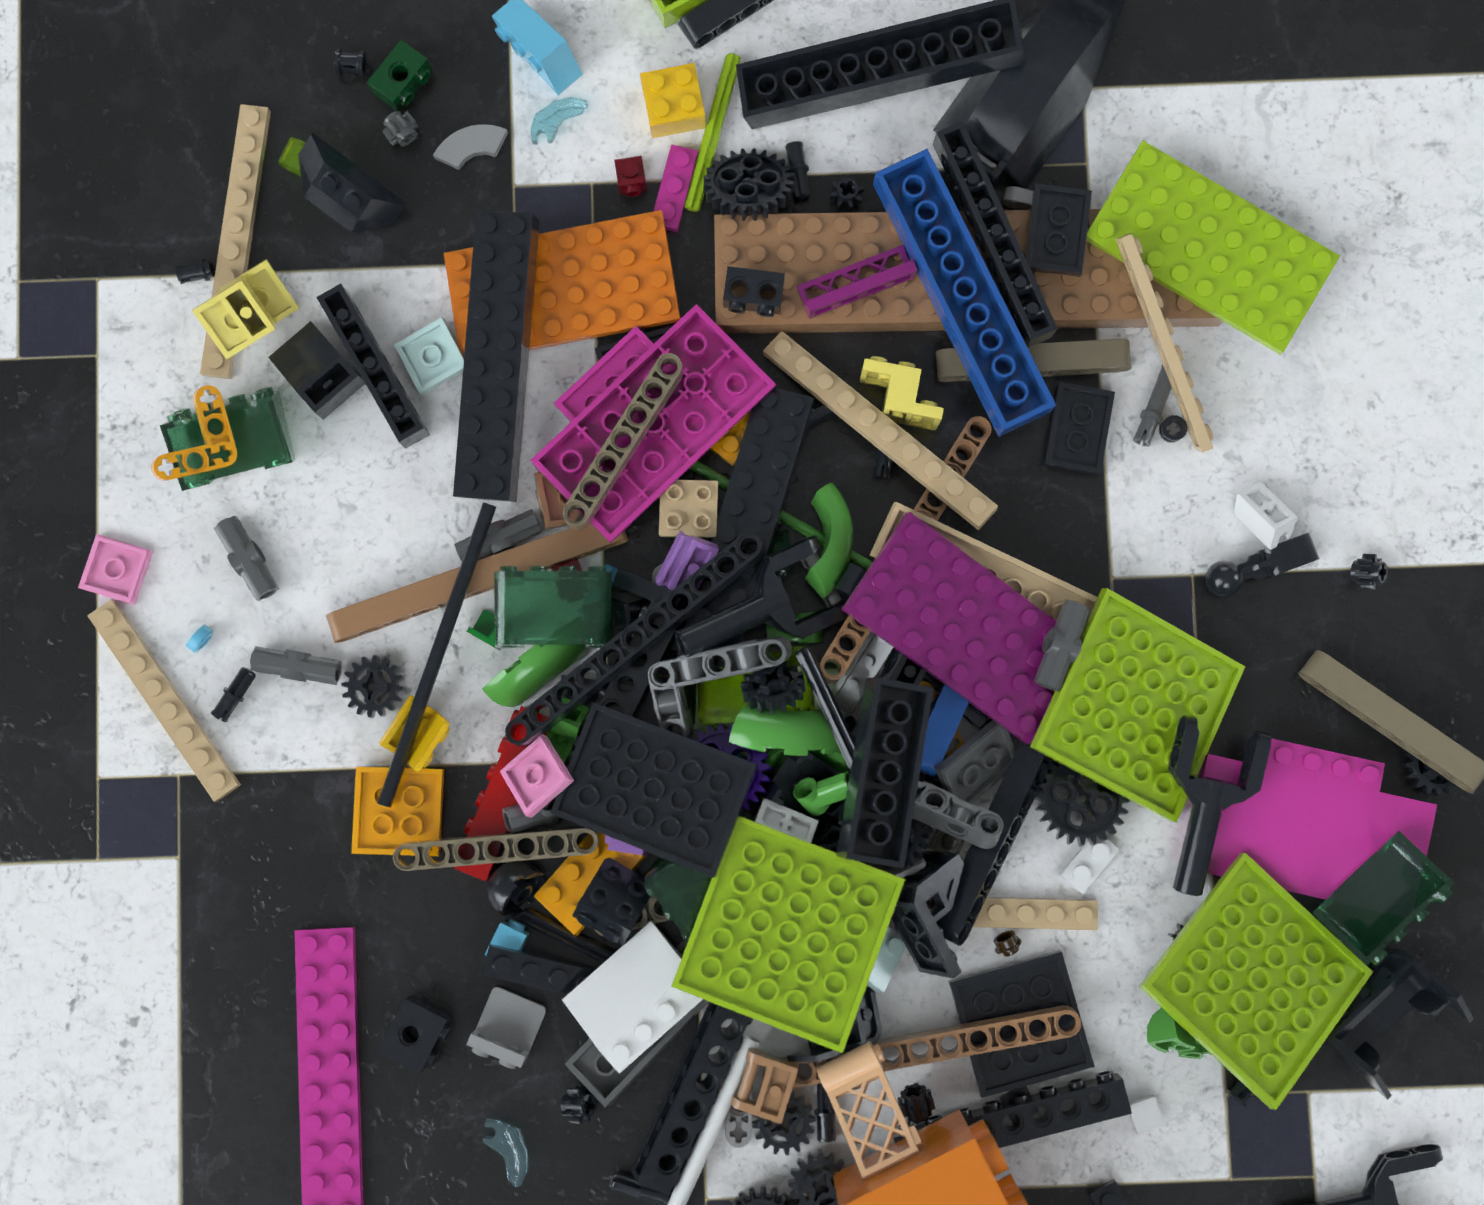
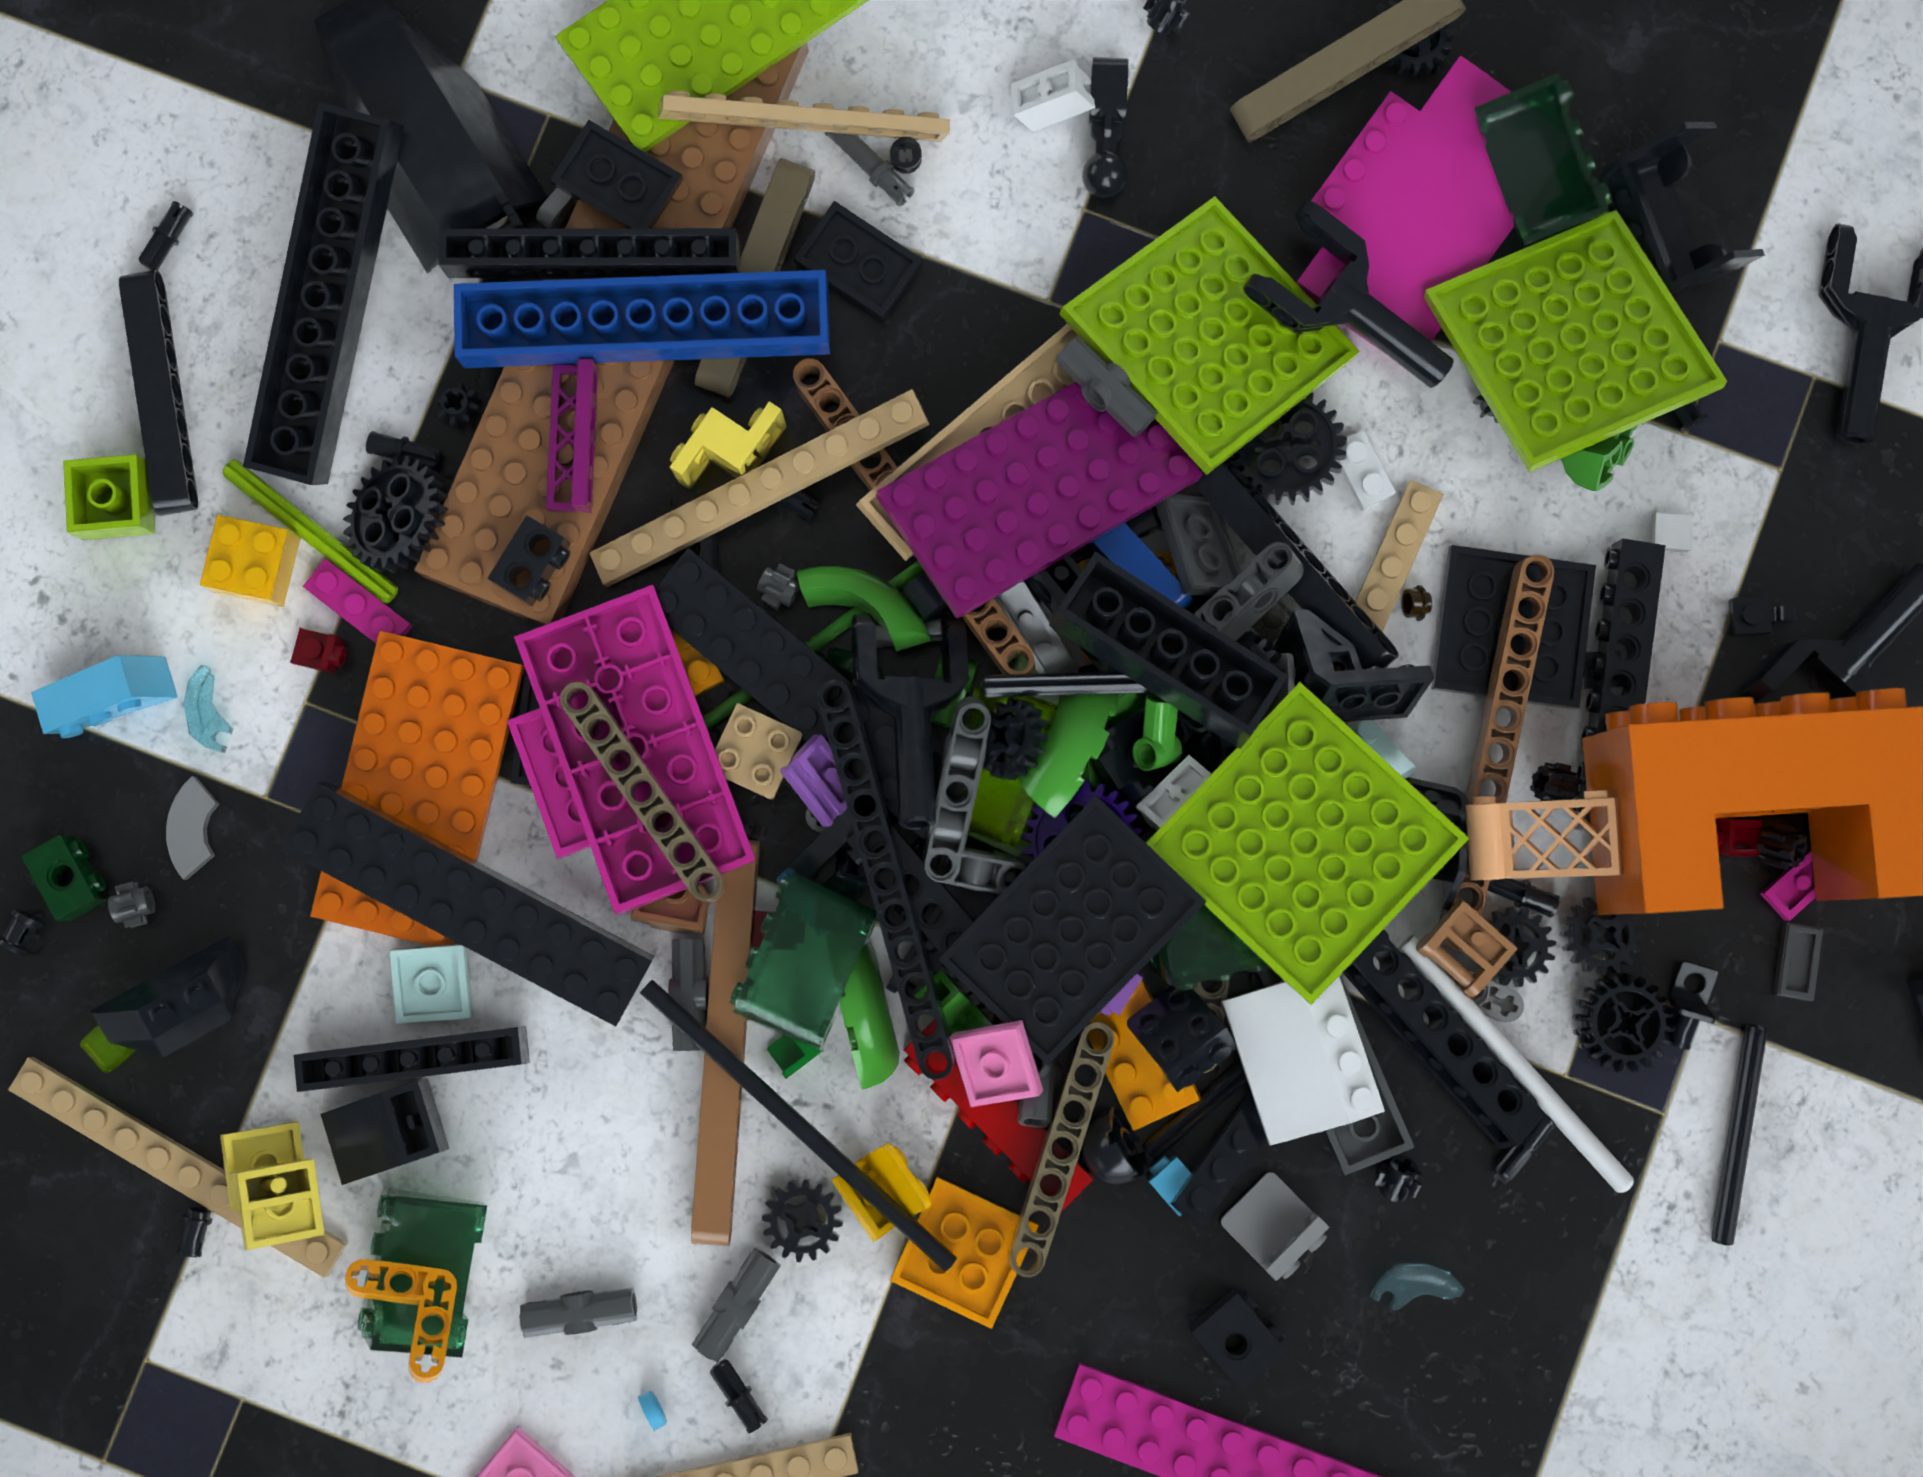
camera: 70 degrees left, 0 degrees up
(815, 474) = (778, 587): none -> dark grey gear

